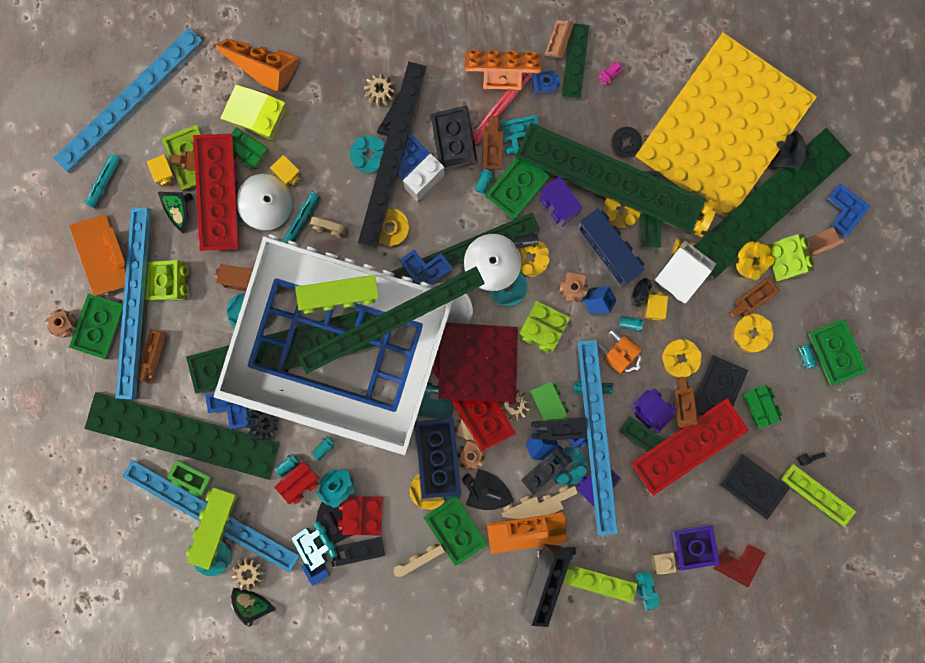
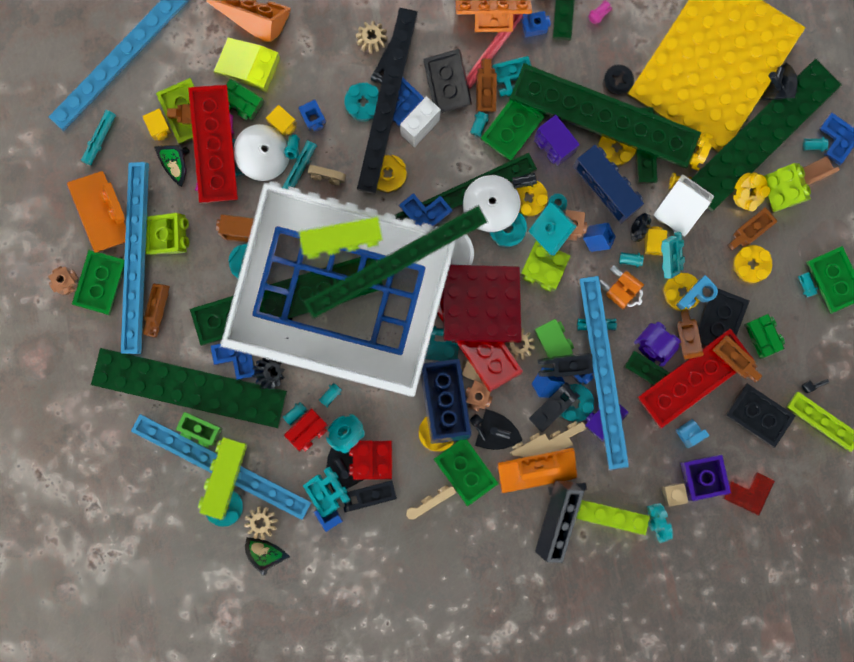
camera: 10 degrees left, 0 degrees up
(294, 201) = (291, 150): none -> teal pin
(313, 161) = (312, 109): none -> blue brick
(552, 290) = (552, 228): none -> teal plate
(559, 270) = (562, 198): none -> teal plate
(672, 322) = (673, 255): none -> teal plate
(683, 502) = (691, 433): none -> dark azure plate
(686, 367) = (697, 291): none -> dark azure plate
(732, 429) = (737, 359): none -> dark orange hinge
(822, 214) = (815, 144): none -> teal pin

